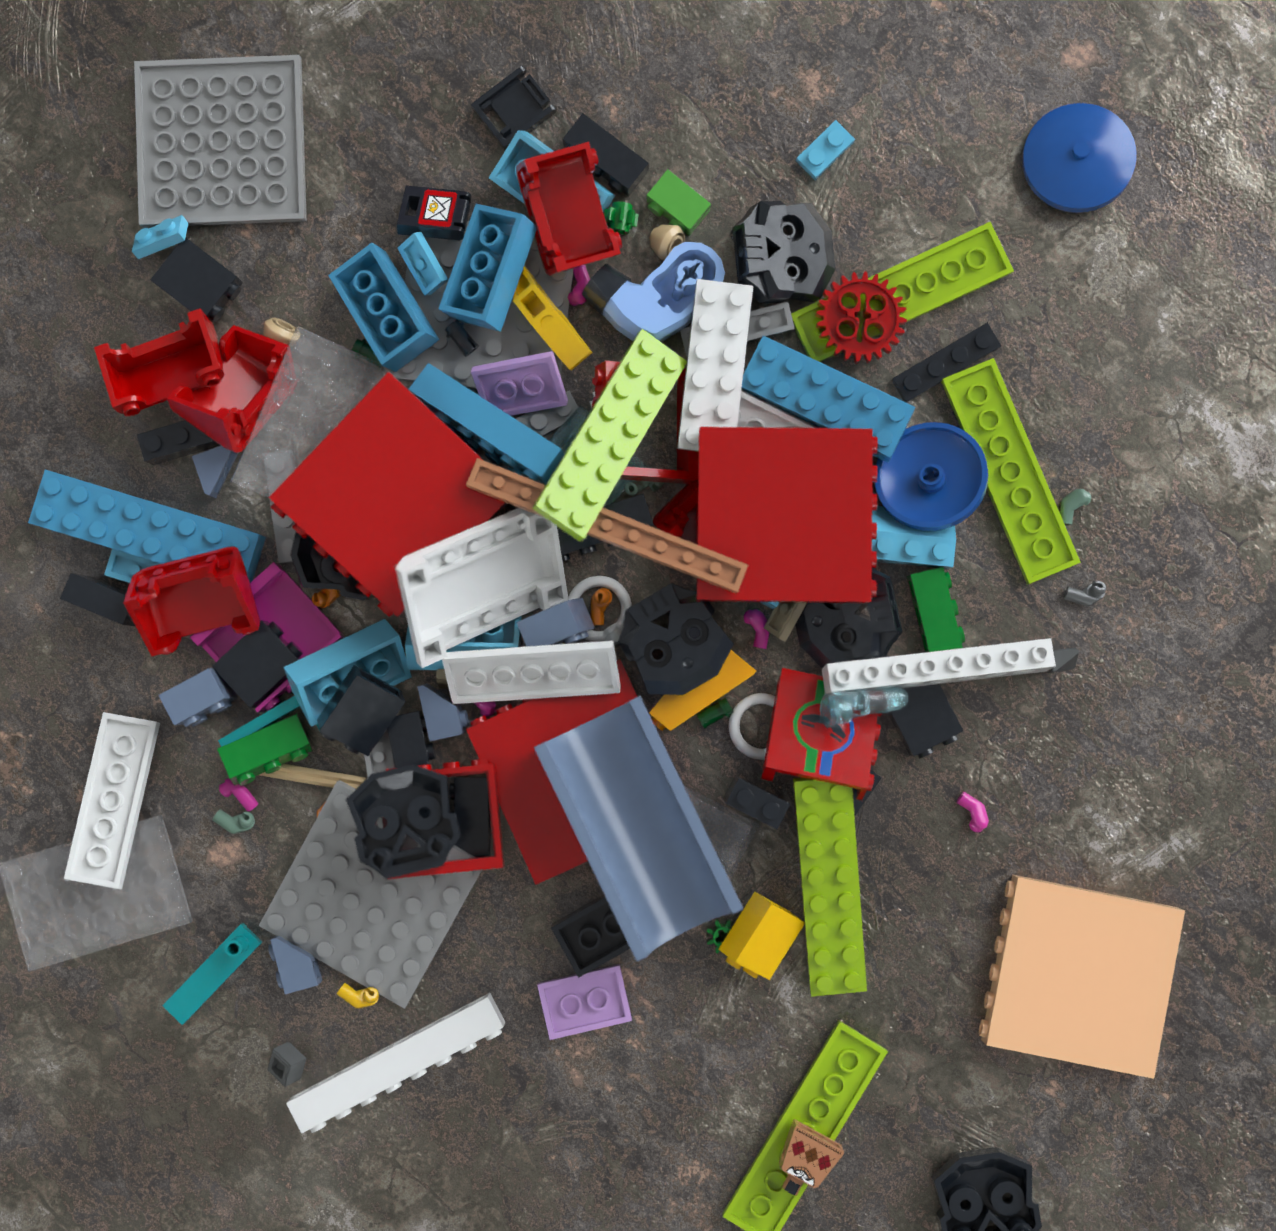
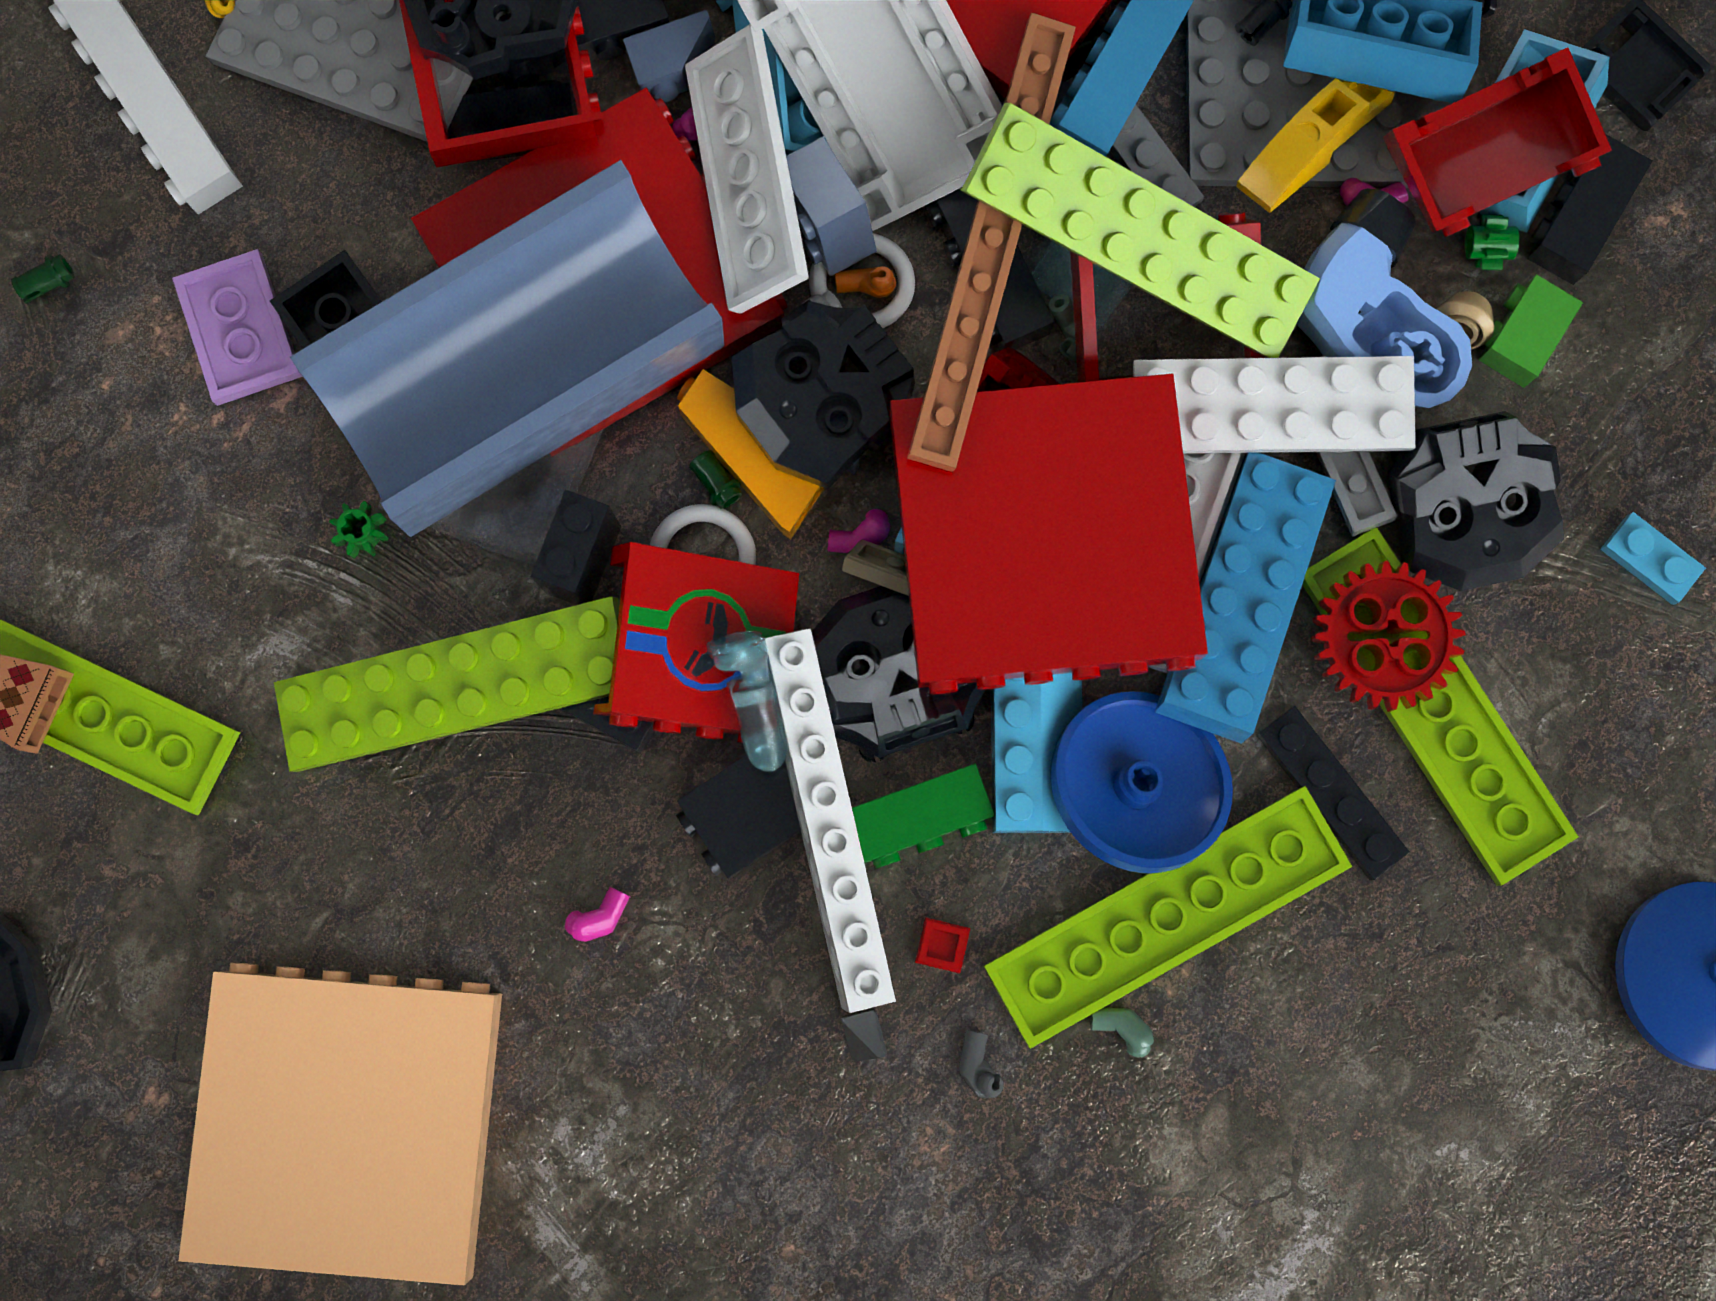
camera: 80 degrees right, 5 degrees down
(521, 384) = (1201, 112): lavender plate -> none
(538, 1121) = (43, 278): none -> dark green pin
(761, 937) = (360, 585): yellow brick -> none
(1012, 607) = (942, 945): none -> red tile

